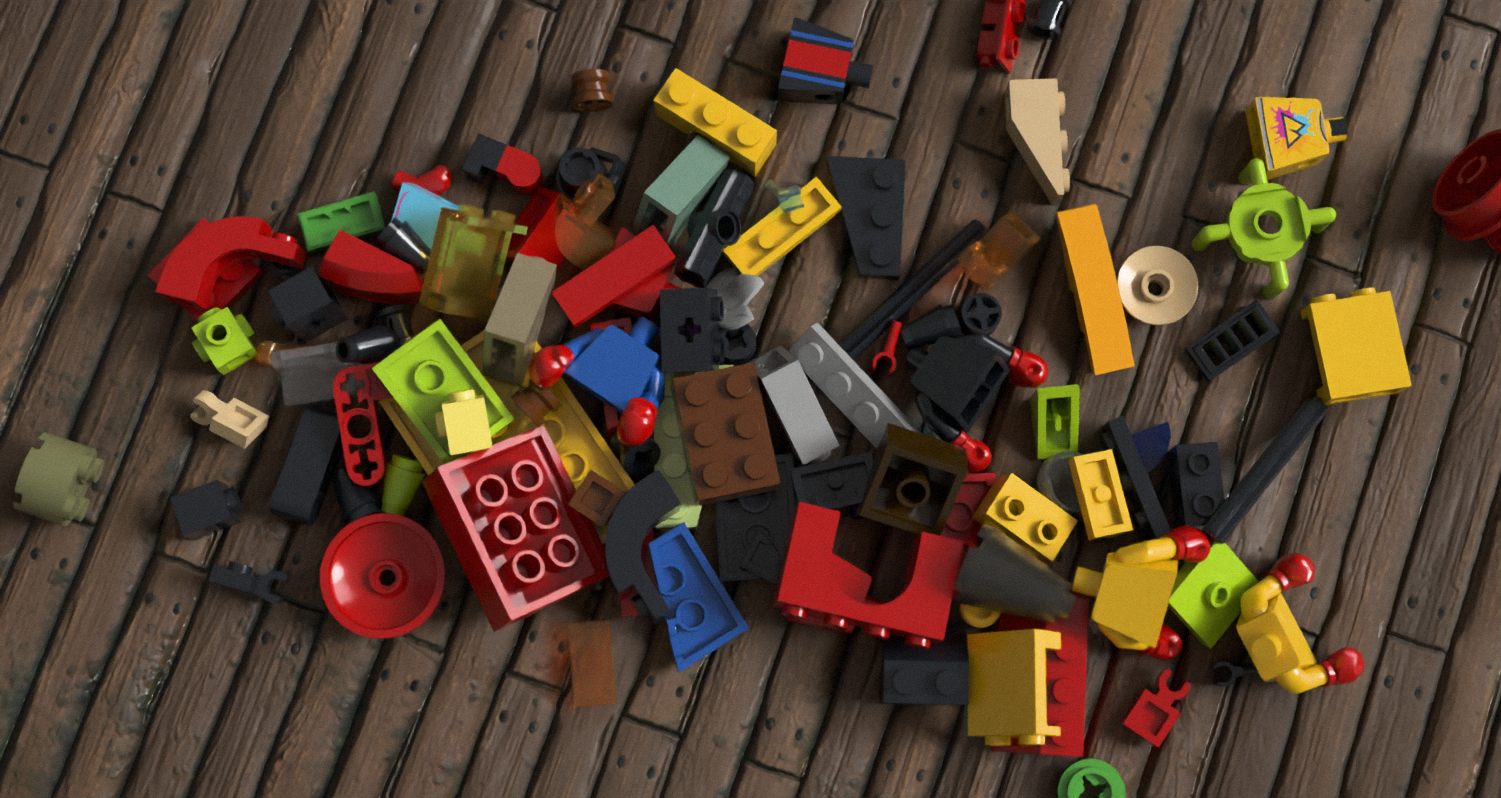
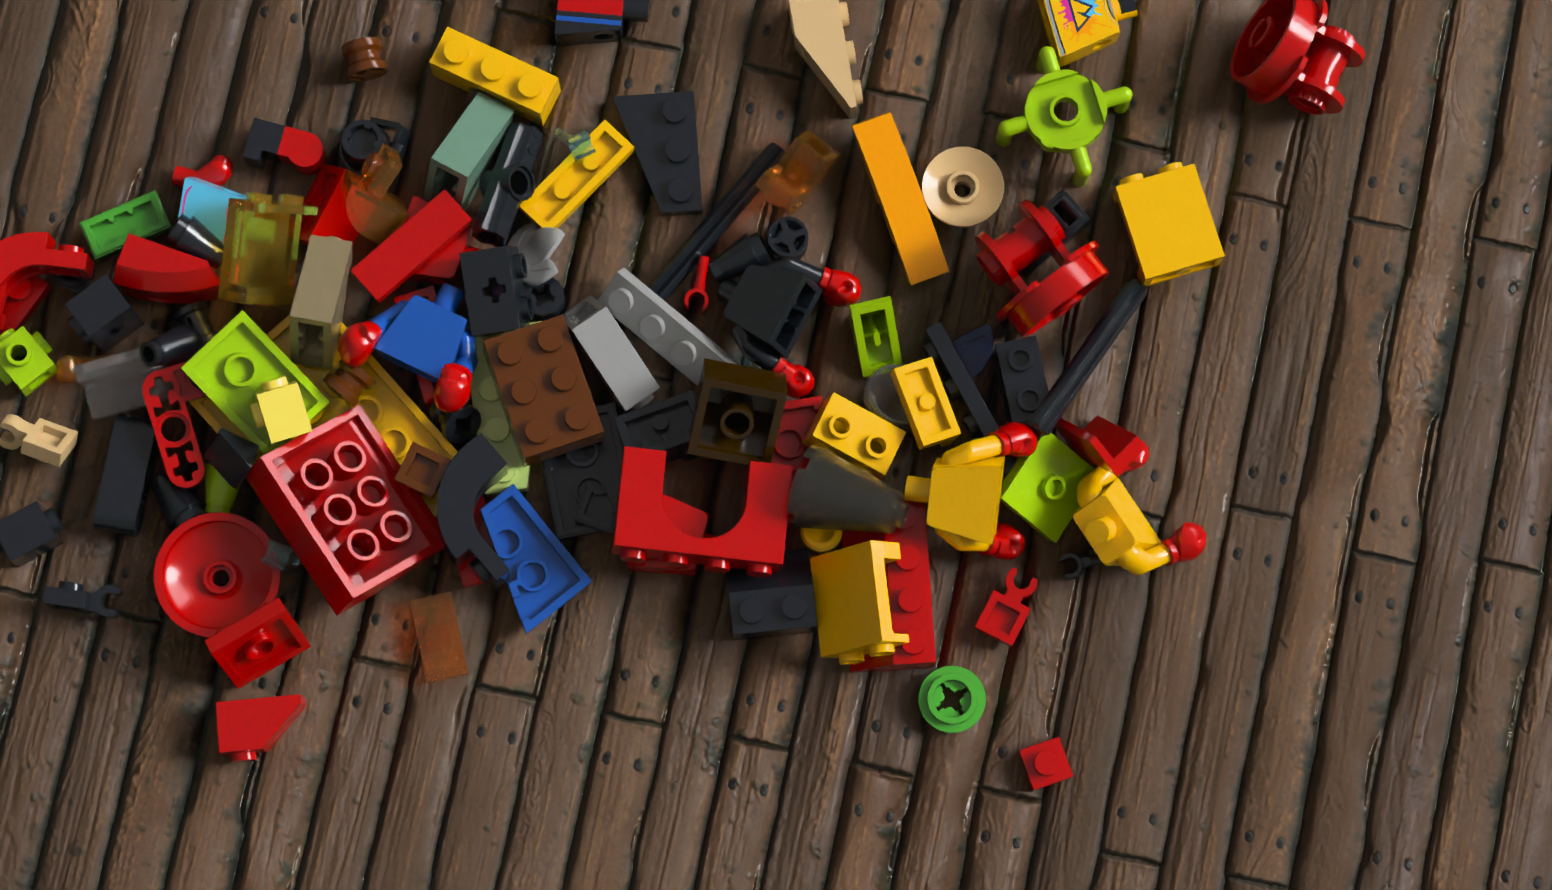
camera: 10 degrees left, 0 degrees up
(399, 728) = (255, 724): none -> red slope
(411, 461) = (231, 456): none -> black slope
(412, 648) = (257, 643): none -> red plate
(444, 565) = (279, 556): none -> clear light blue hand
(1224, 344) = (1013, 252): none -> red piece
(1273, 558) = (1102, 443): none -> red panel

